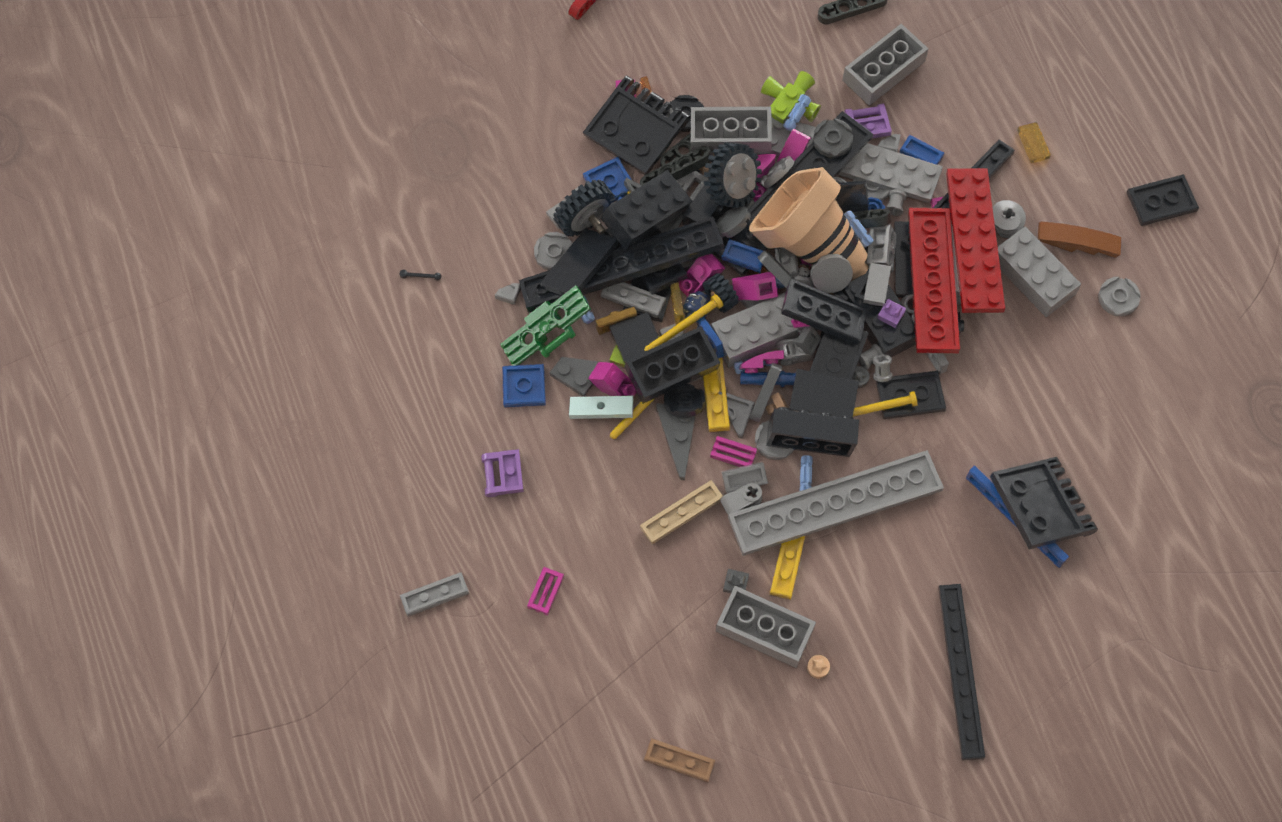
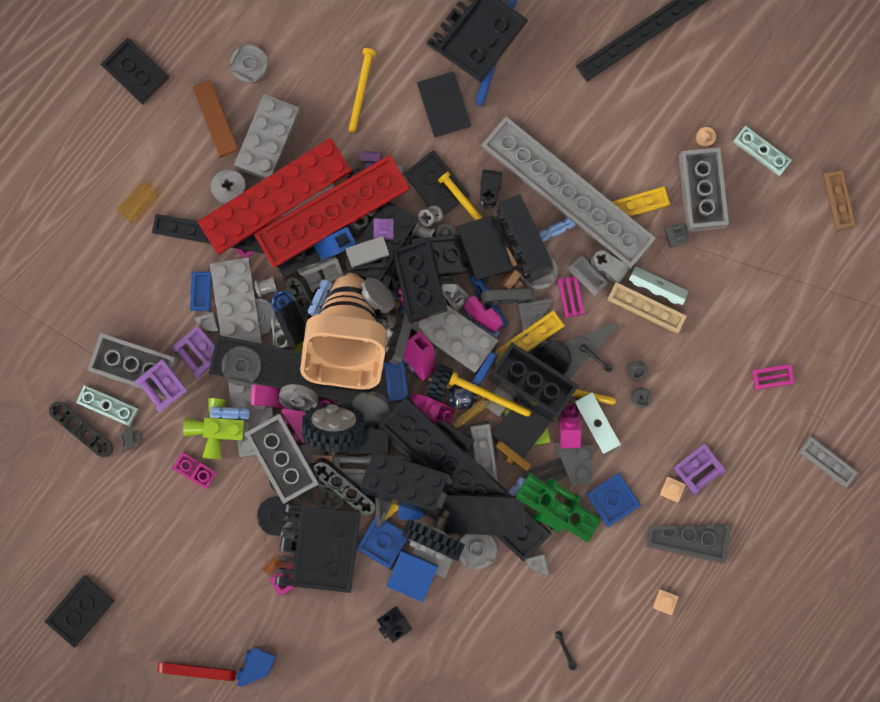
camera: 120 degrees left, 15 degrees up
(405, 378) = (665, 602): none -> light nougat plate
(440, 433) = (700, 542): none -> dark grey wing
(500, 440) = (672, 489): none -> light nougat plate
(533, 150) = (393, 624): none -> black brick
(562, 183) = (412, 575): none -> blue tile
(569, 35) = (258, 666): none -> blue slope
(585, 326) = (556, 461): none -> black tile
(600, 460) = (641, 397): none -> dark grey tile
(629, 470) = (637, 370): none -> dark grey tile
(647, 448) = (607, 367): none -> black hinge
(696, 534) = (658, 285): none -> light aqua tile
(759, 72) = (194, 470): none -> dark pink slope
(761, 720) = (752, 142): none -> light aqua tile
(821, 33) = (129, 439): none -> dark grey tile
(853, 73) = (166, 381): none -> medium lavender plate
(861, 34) = (117, 410): none -> light aqua tile
(882, 436) = (490, 186): none -> black piece
(901, 275) = (335, 243): none -> blue slope
(969, 348) = (370, 157): none -> medium lavender tile
(986, 442) = (443, 104): none -> black tile
(1074, 402) = (369, 53): none -> yellow bar

